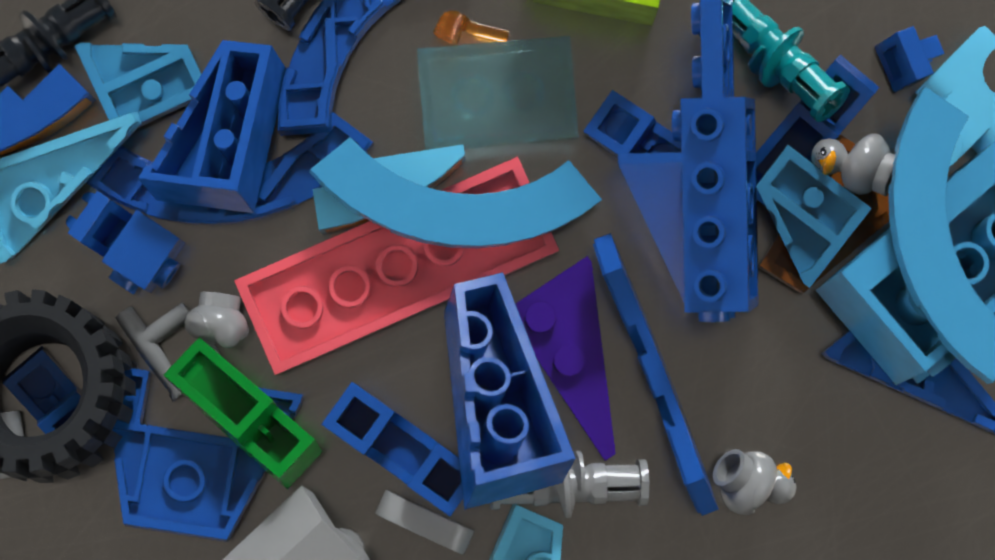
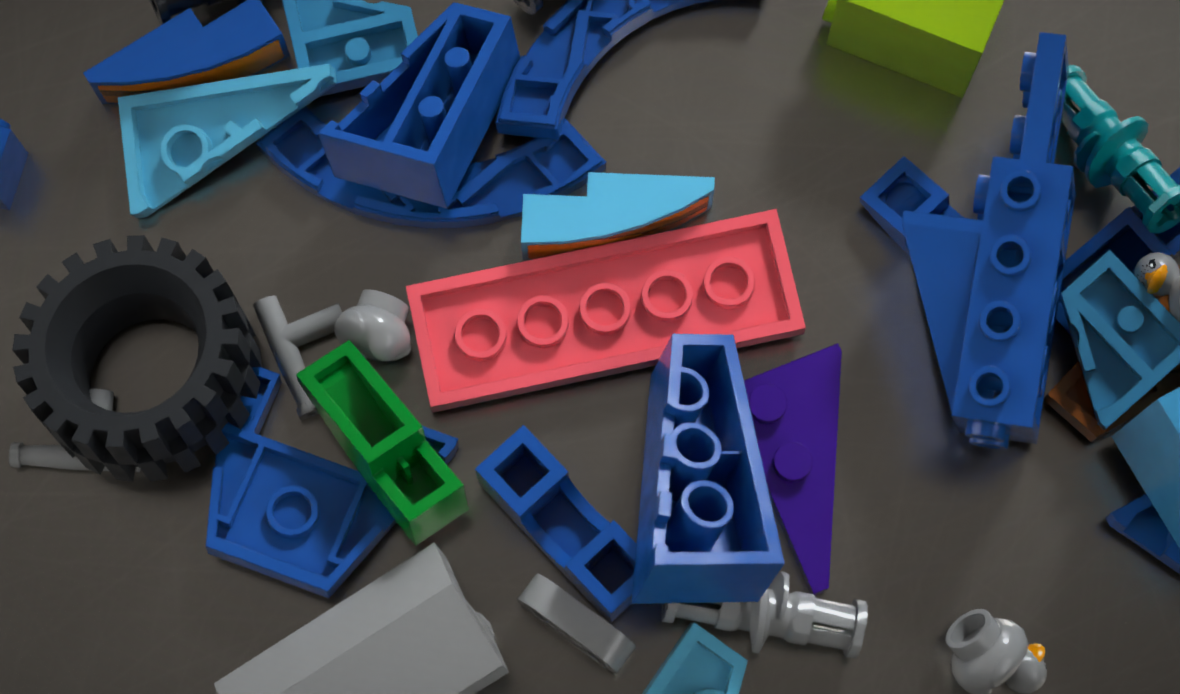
camera: 10 degrees right, 10 degrees down
(44, 390) = (146, 368): blue slope -> none
(98, 223) = (263, 192): blue tile -> none
(143, 255) = (304, 235): blue brick -> none
(450, 217) = (685, 258): dark azure tile -> none
(454, 24) = (730, 46): clear orange hand -> none
(498, 93) = (768, 135): clear light blue tile -> none
(656, 374) = (897, 498): blue tile -> none

